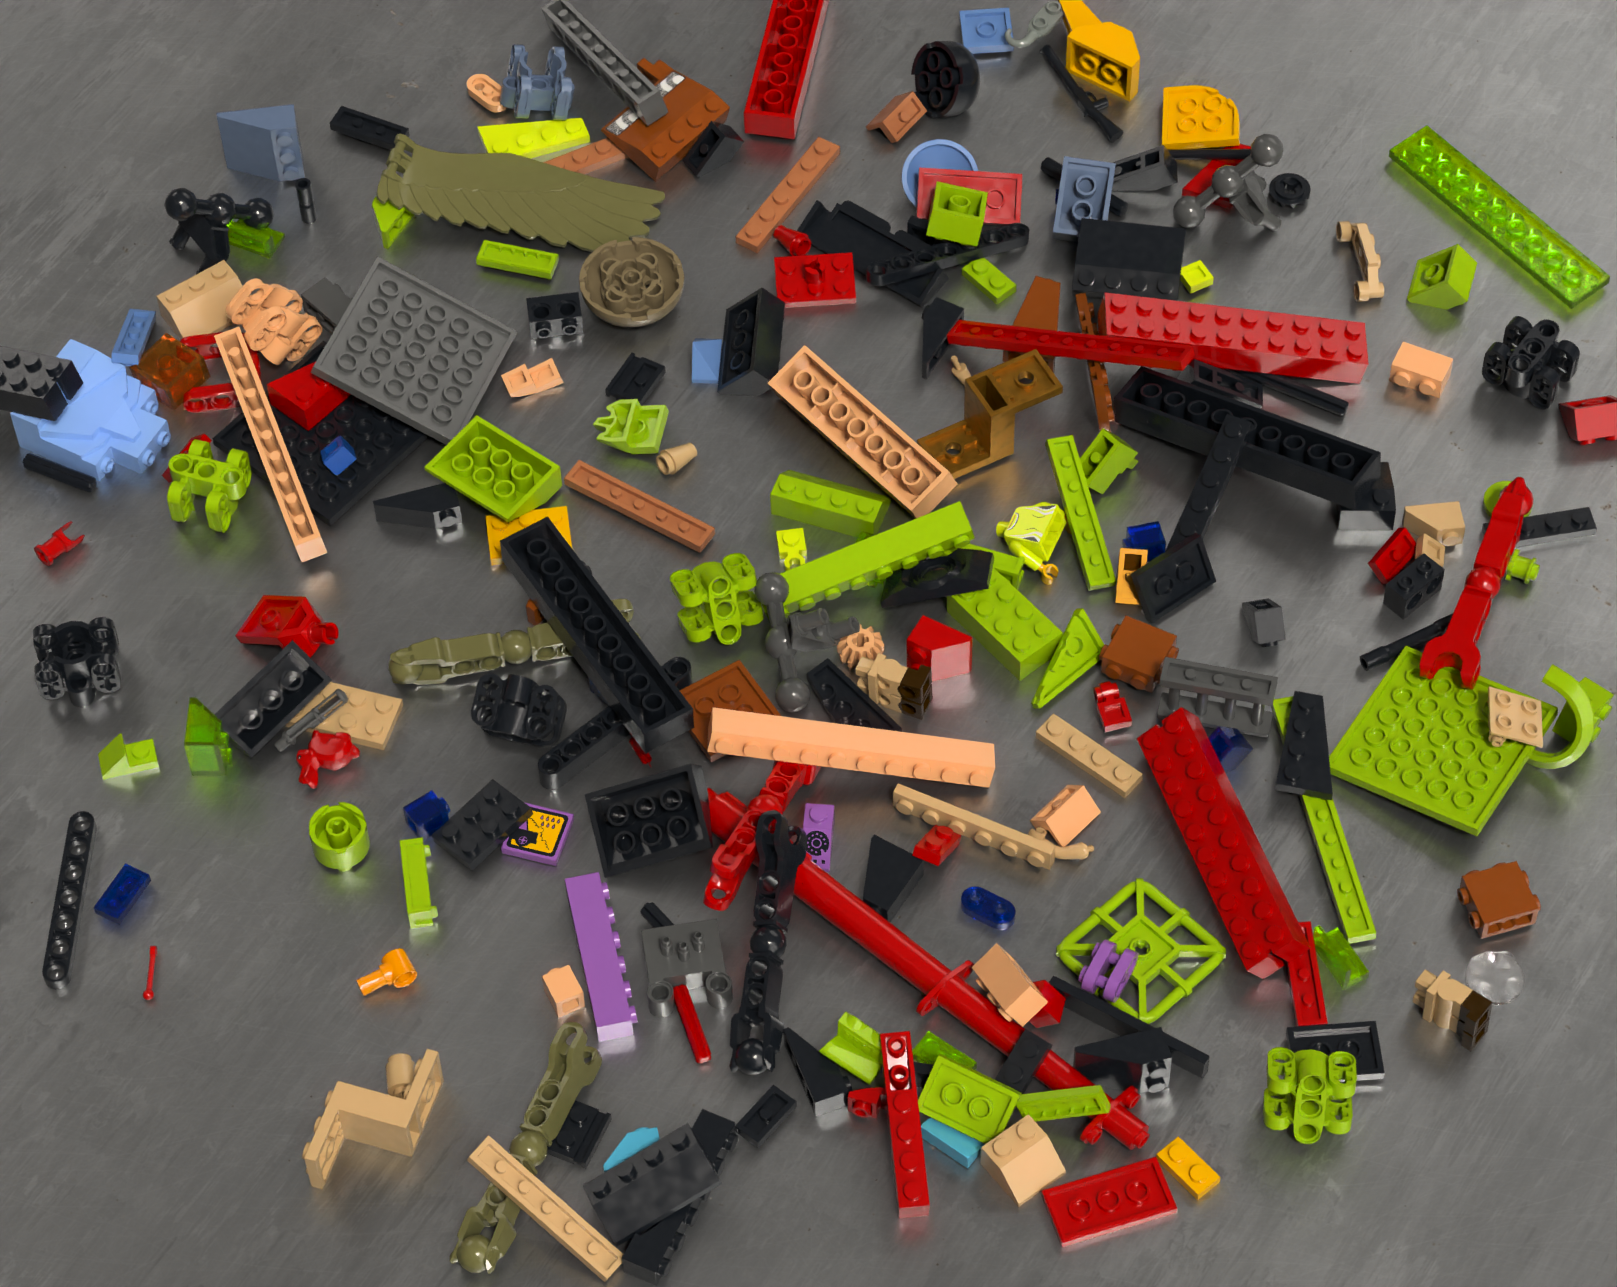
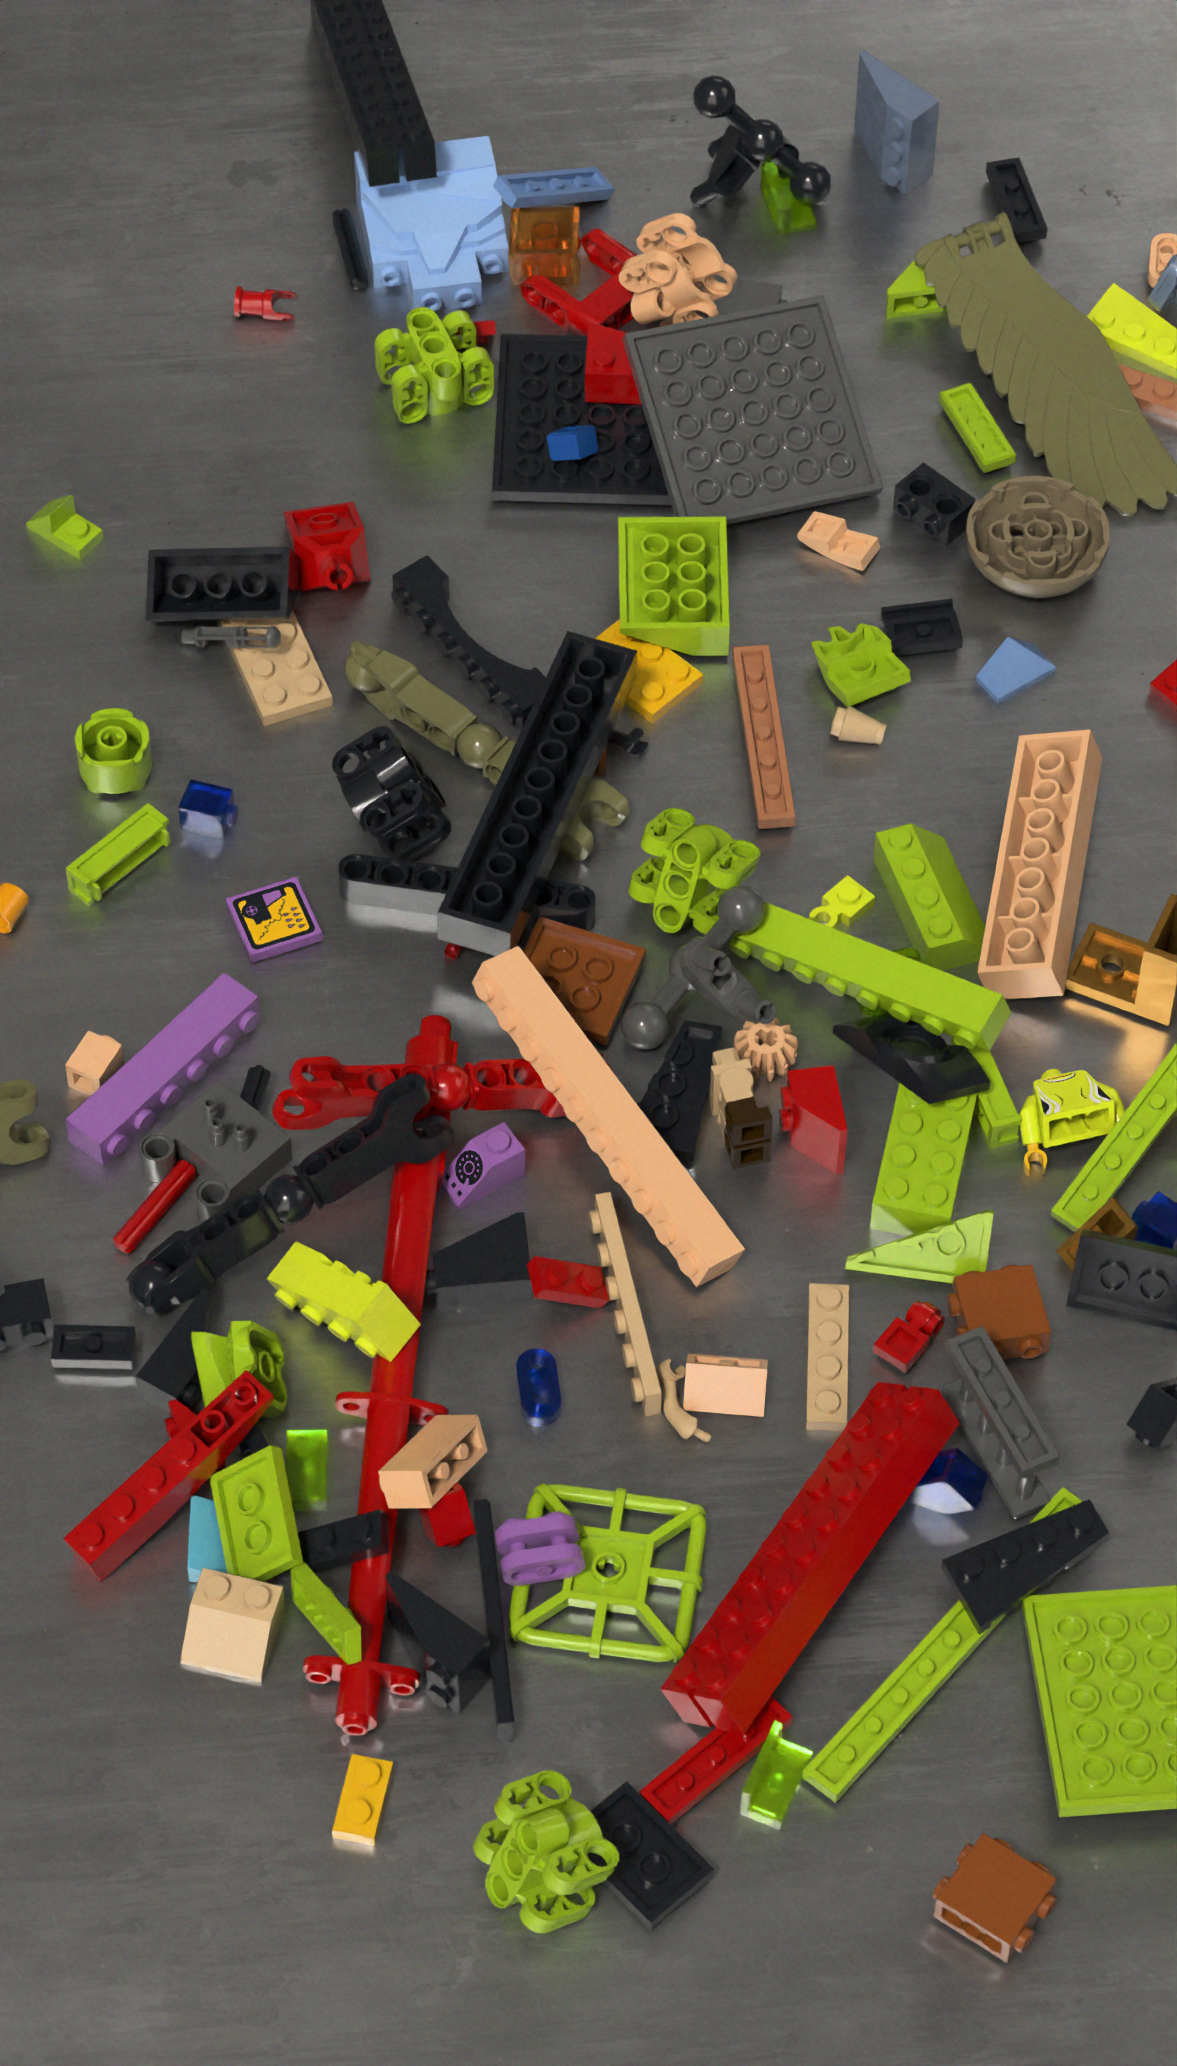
camera: 50 degrees right, 0 degrees up
(76, 660) = (143, 405): black piece -> none
(200, 302) = (644, 199): tan slope -> none
(206, 742) = (121, 566): clear neon green slope -> none
(270, 445) = (520, 378): light nougat brick -> none
(306, 201) = (862, 203): black piece -> none
(325, 752) = (209, 675): red animal -> none
(425, 507) = (584, 558): black slope -> none
(482, 824) = (238, 863): black plate -> none
(490, 605) = (424, 594): none -> black arch
(651, 819) = (362, 997): black slope -> none
(751, 344) = (1072, 694): black slope -> none
(859, 961) = (344, 1301): none -> neon yellow wedge
(1109, 1202) = (255, 1747): red tile -> none
(1453, 1006) = (796, 1940): tan hips -> none
(1495, 976) = (888, 1963): clear dish -> none

